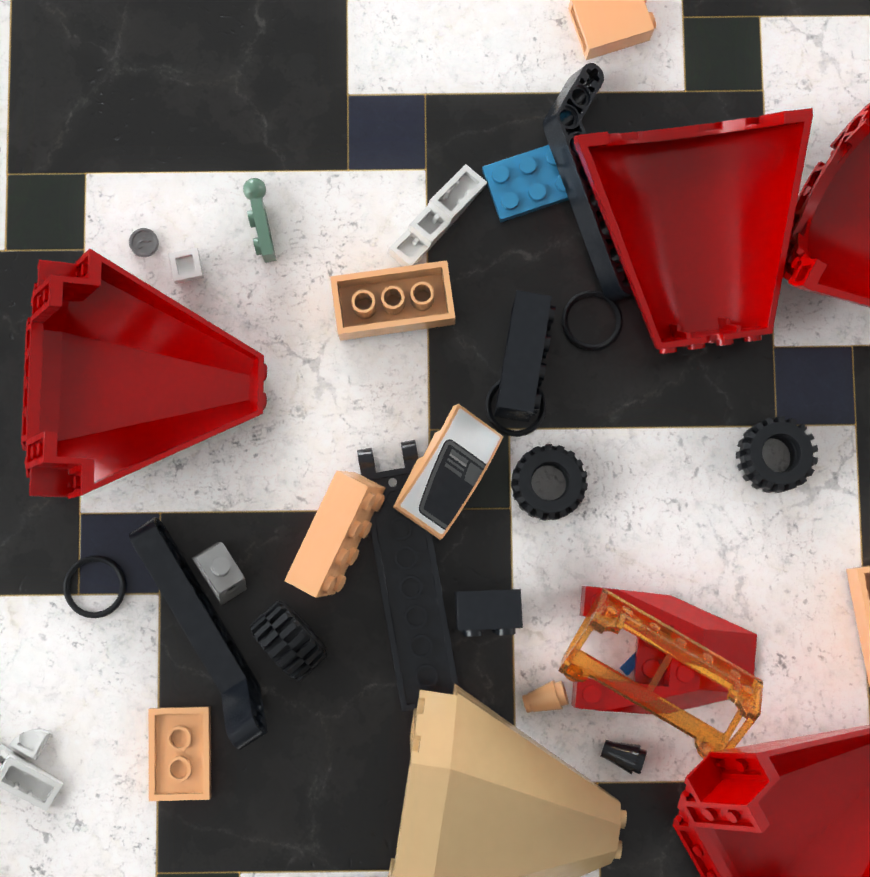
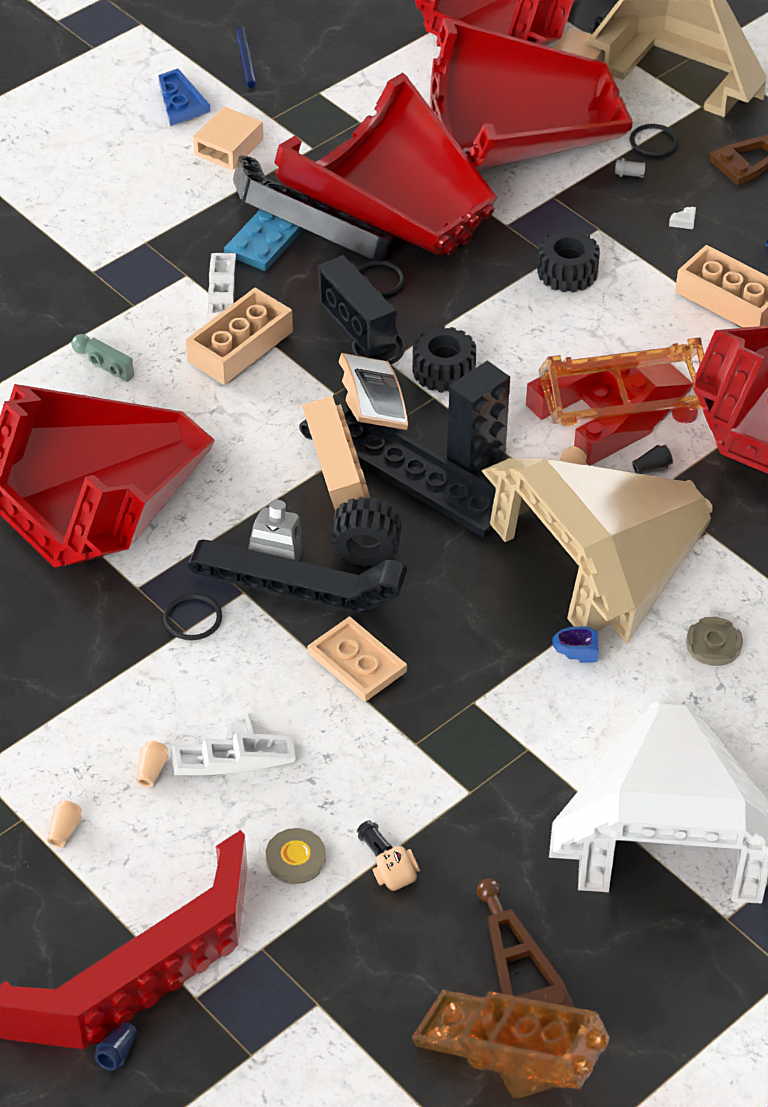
camera: 40 degrees left, 35 degrees down
(714, 716) = (684, 415): none -> red piece

